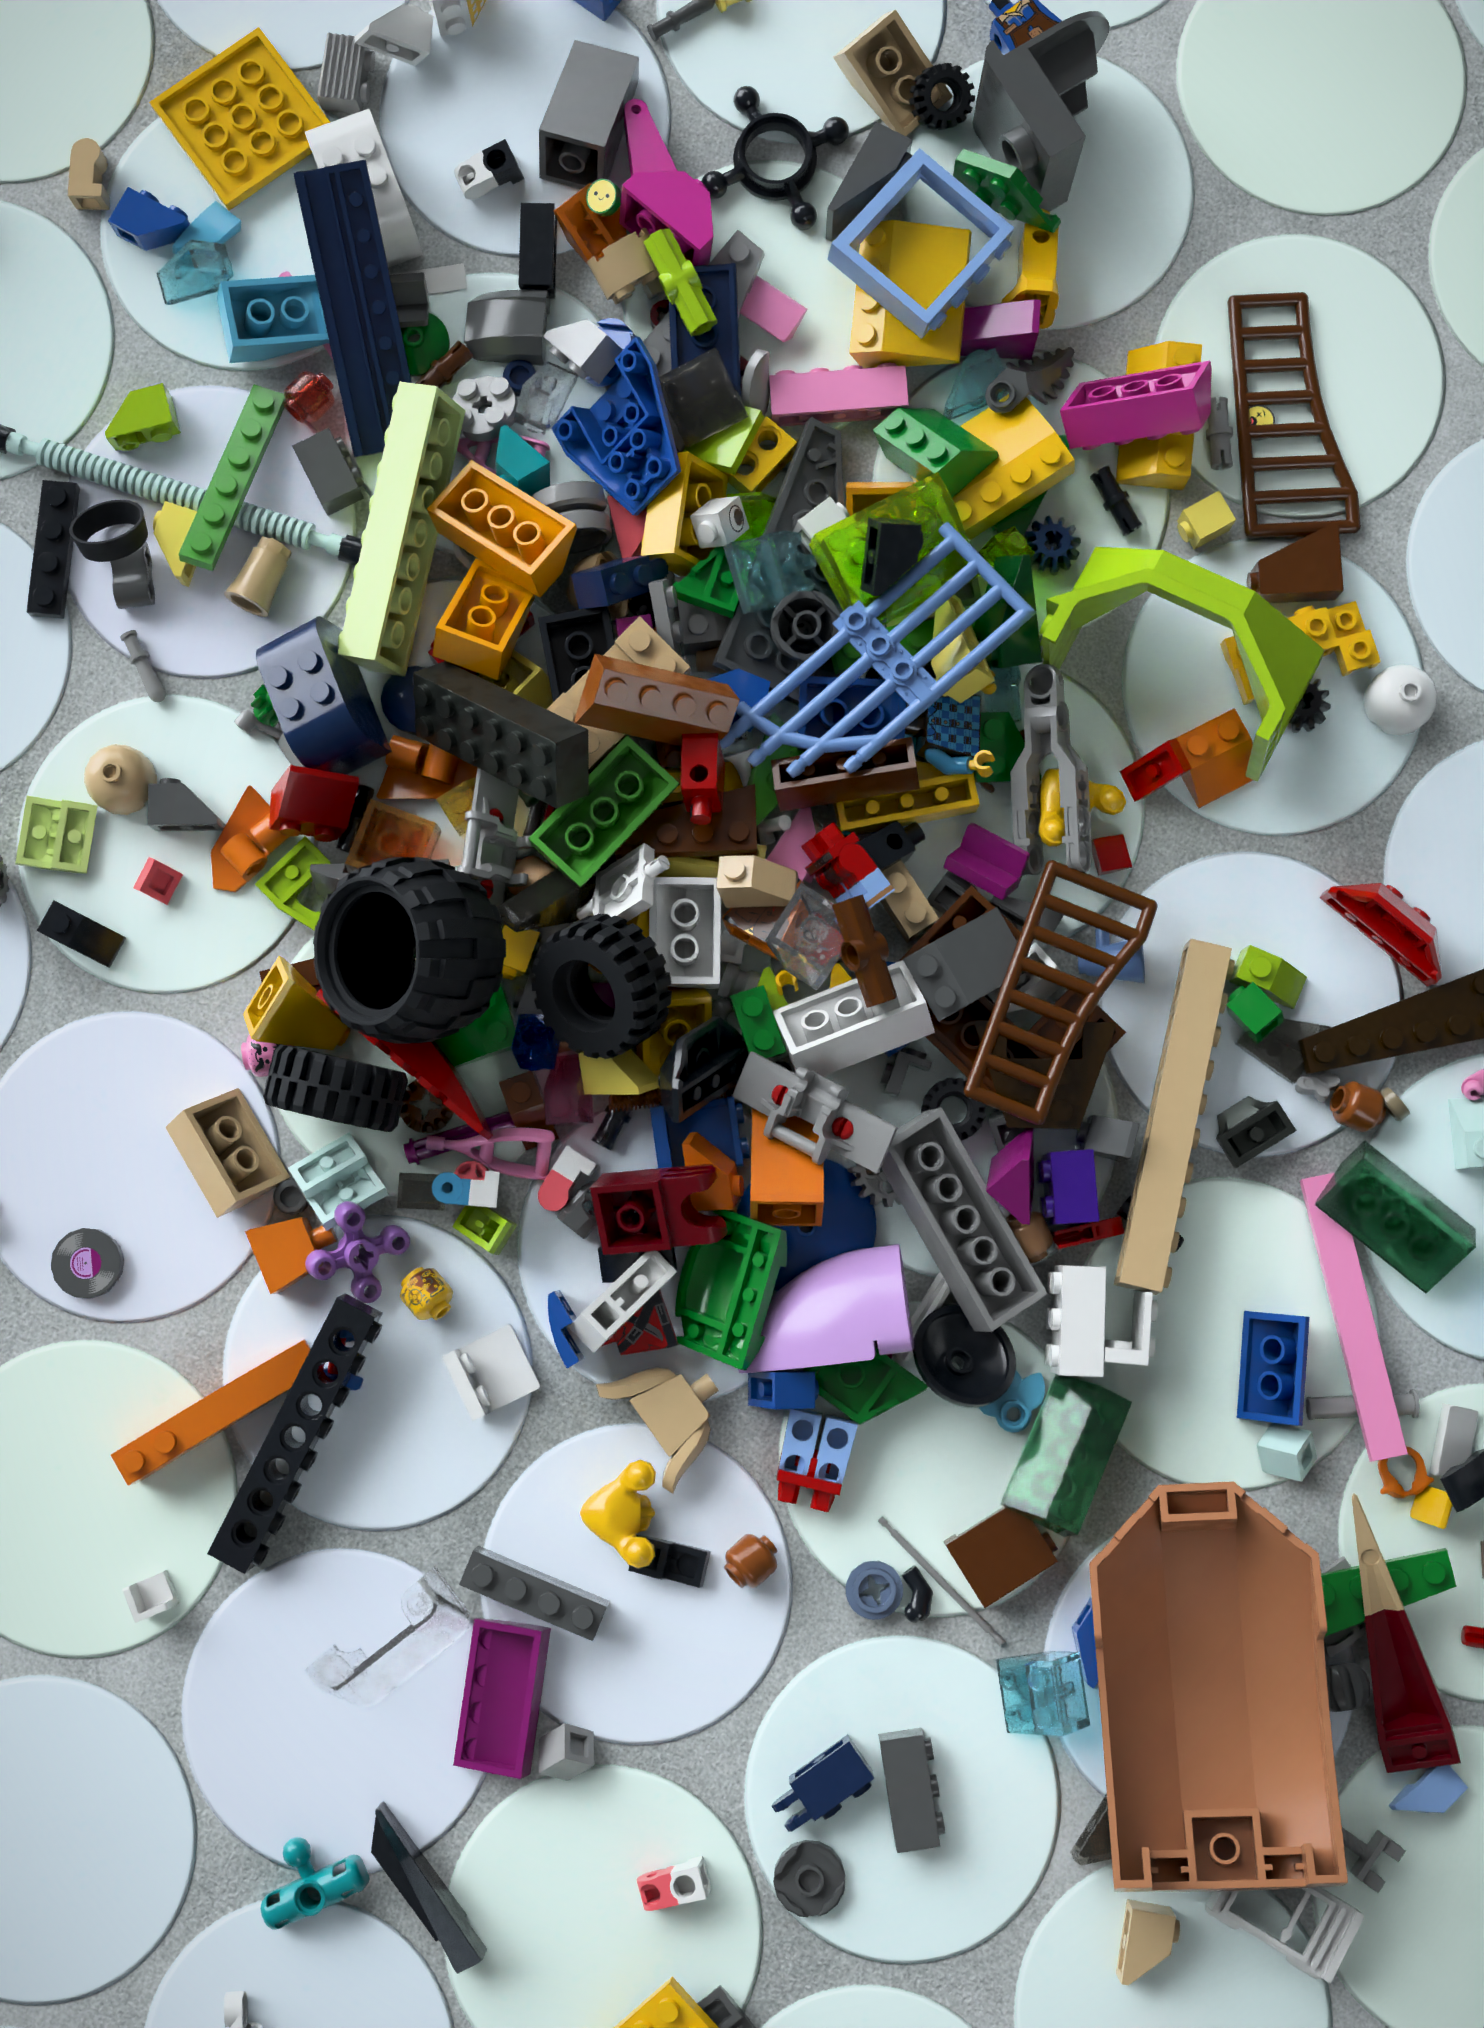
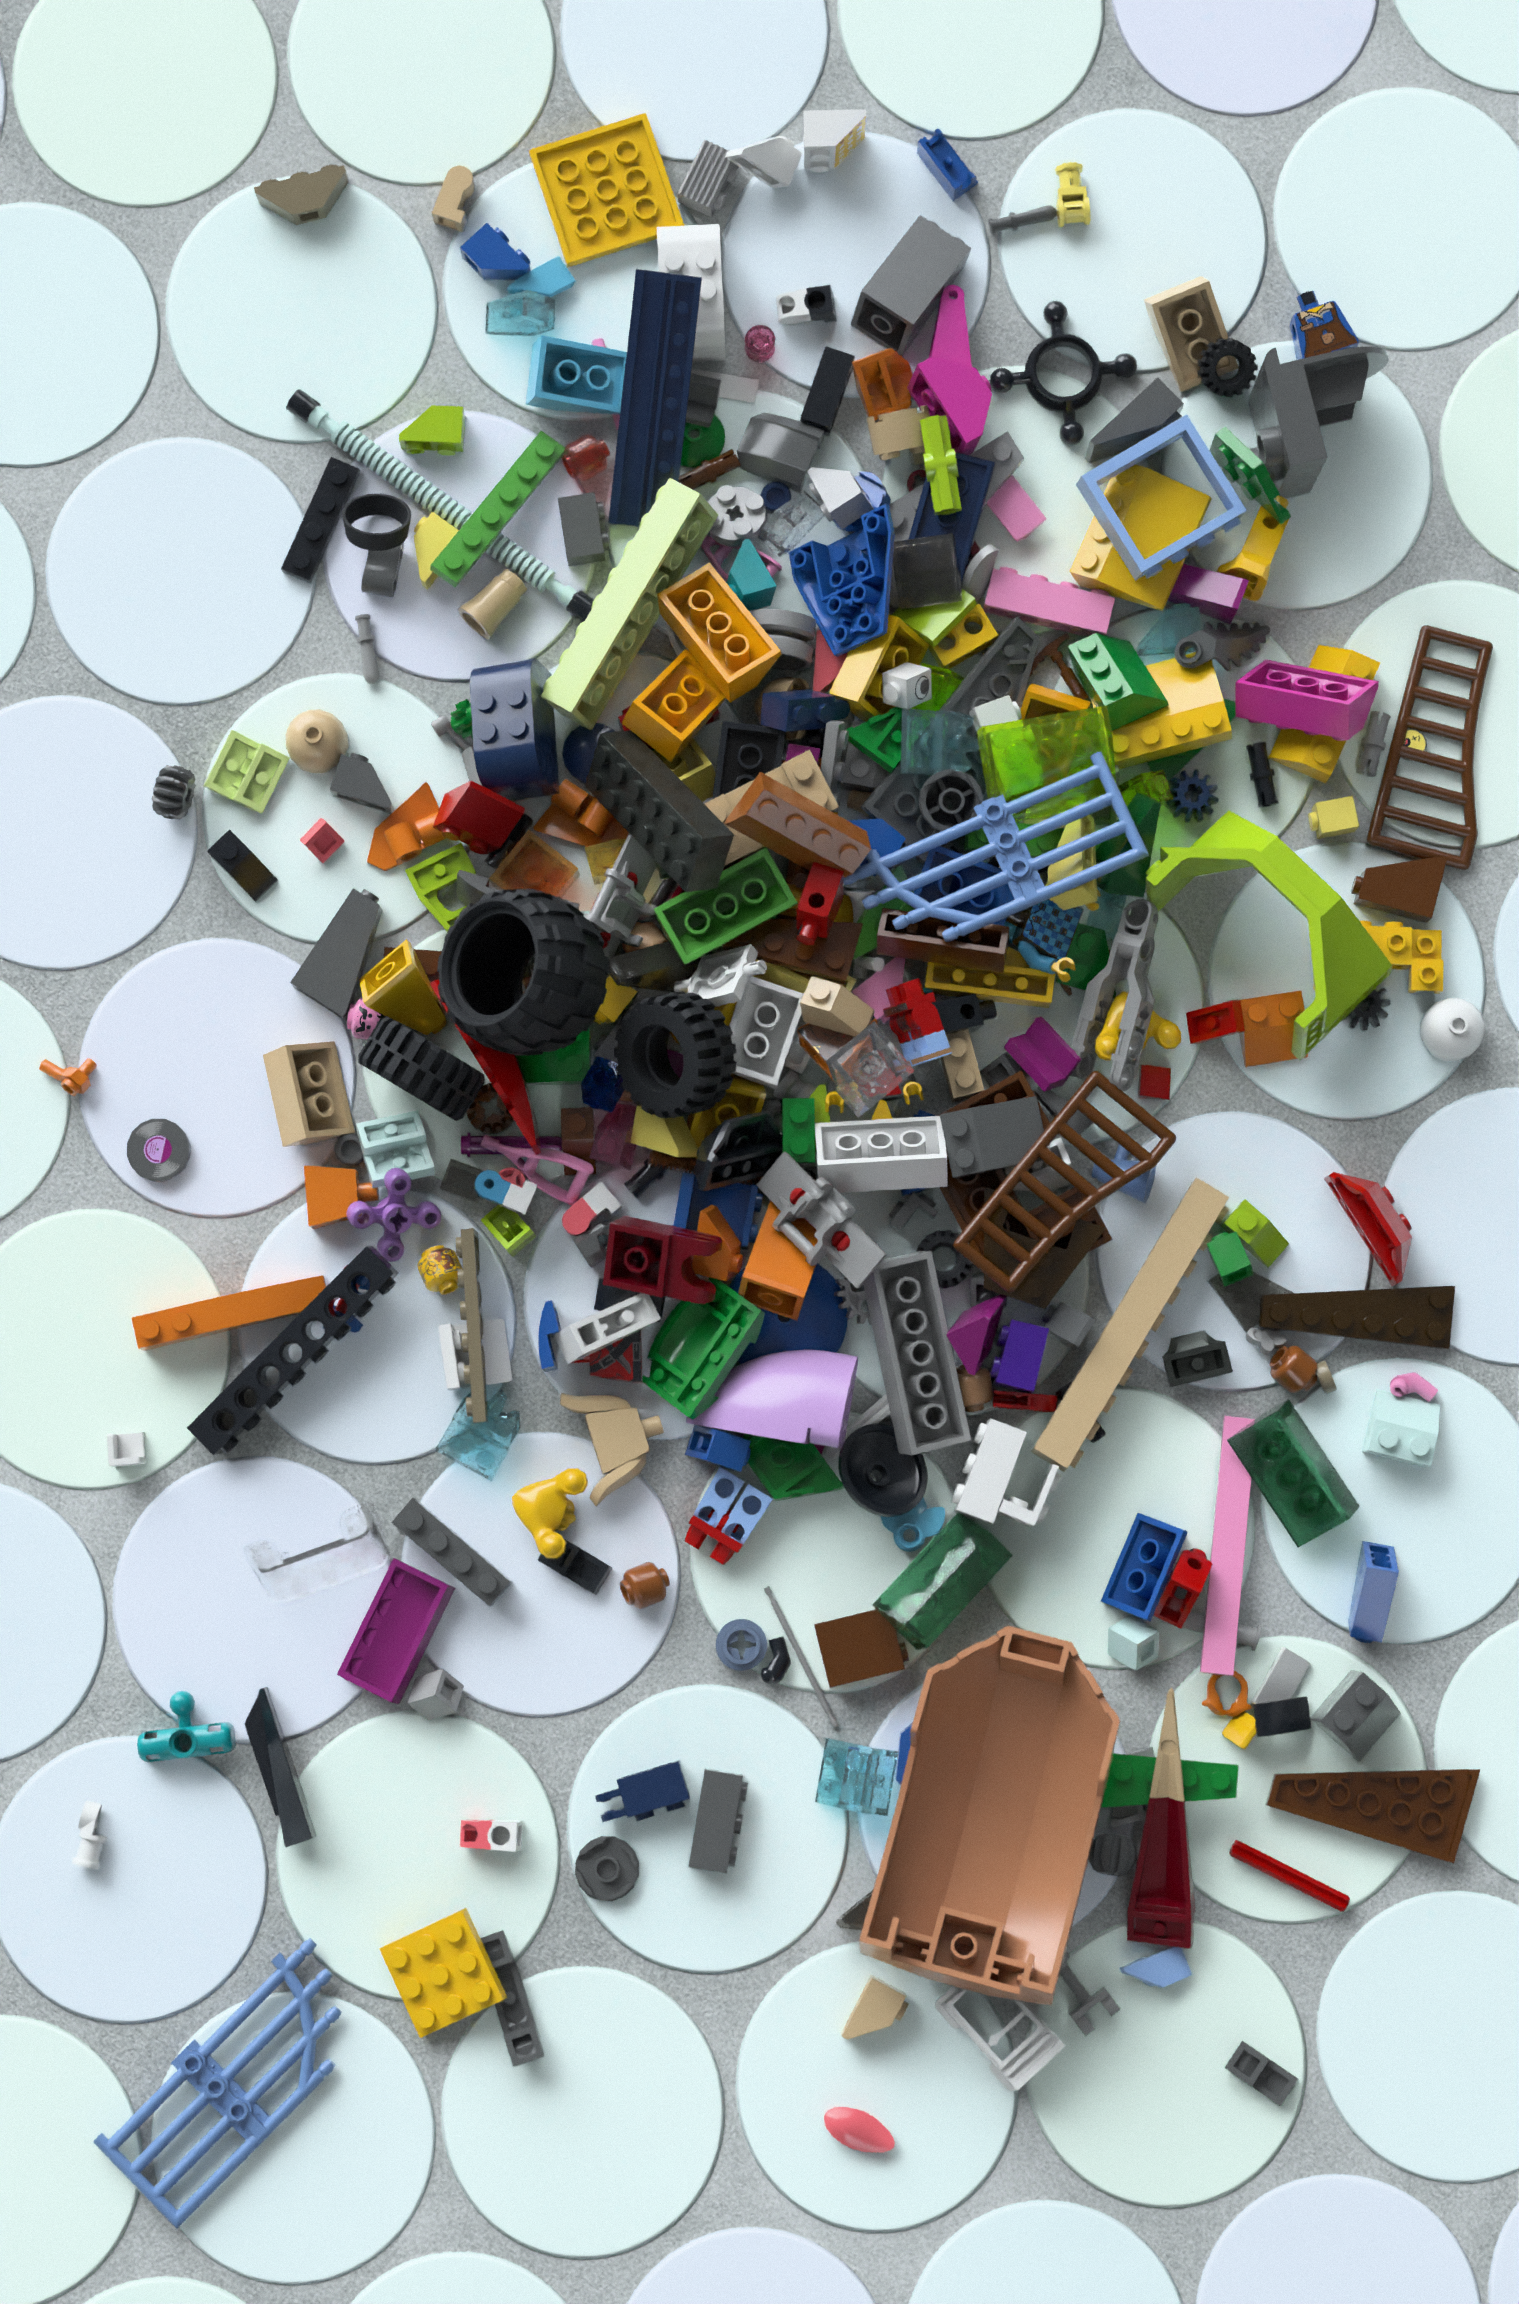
camera: 15 degrees right, 0 degrees up
(215, 993) = (340, 955): none -> dark grey slope
(450, 216) = (760, 336): none -> clear pink wheel
(497, 1396) = (468, 1249): none -> dark tan wing
(524, 1455) = (481, 1445): none -> clear light blue plate
(603, 197) = (899, 365): light yellow tile -> none
(864, 951) = (908, 1096): reddish brown piece -> none
(879, 461) = (1066, 672): none -> reddish brown piece
(889, 552) = (1040, 763): black slope -> none
(1326, 1362) = (1190, 1575): none -> red torso

